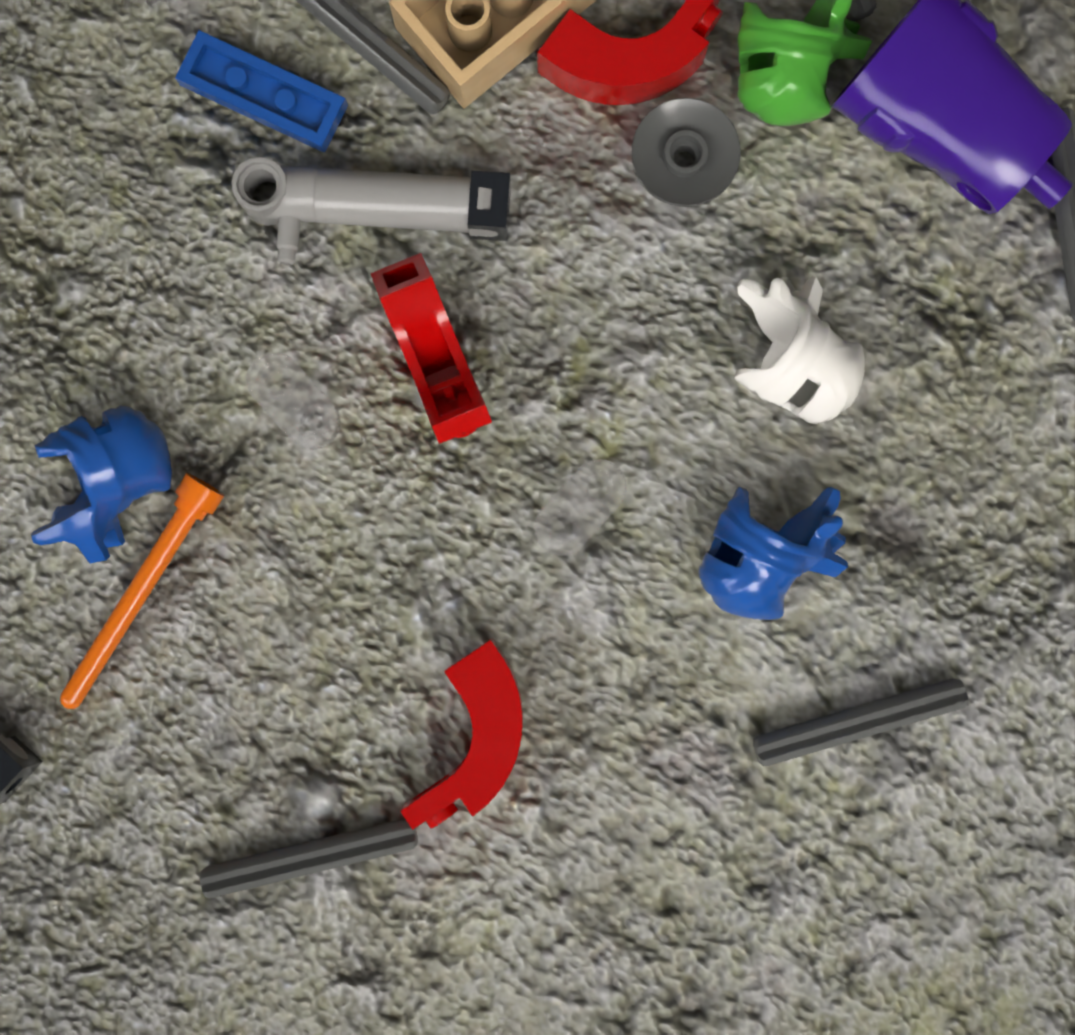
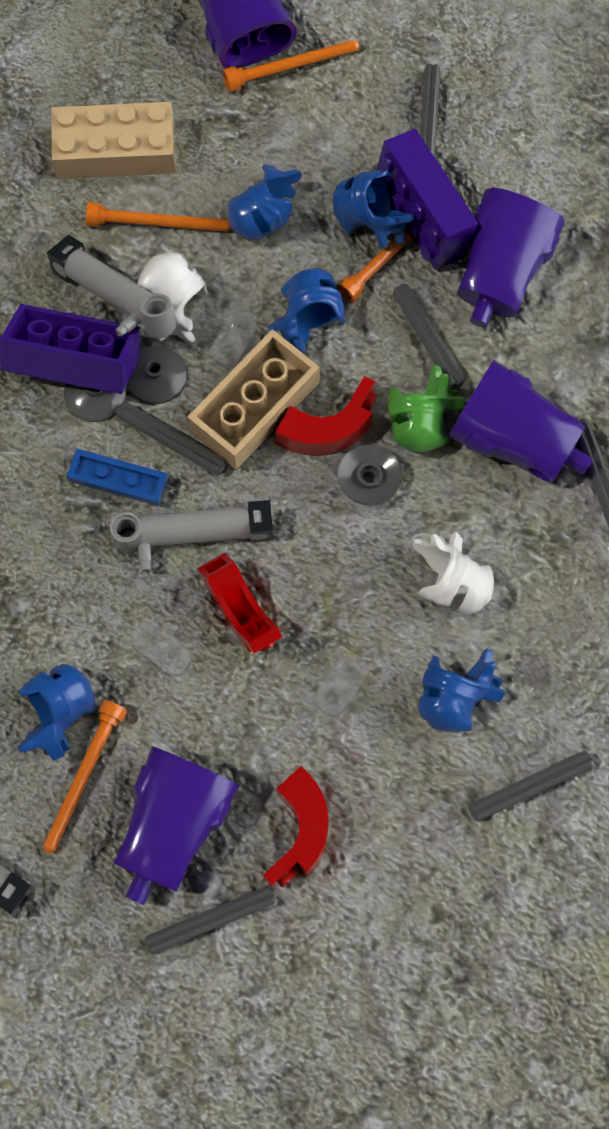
camera: 10 degrees left, 15 degrees down
(268, 689) = (171, 820): none -> dark purple torso

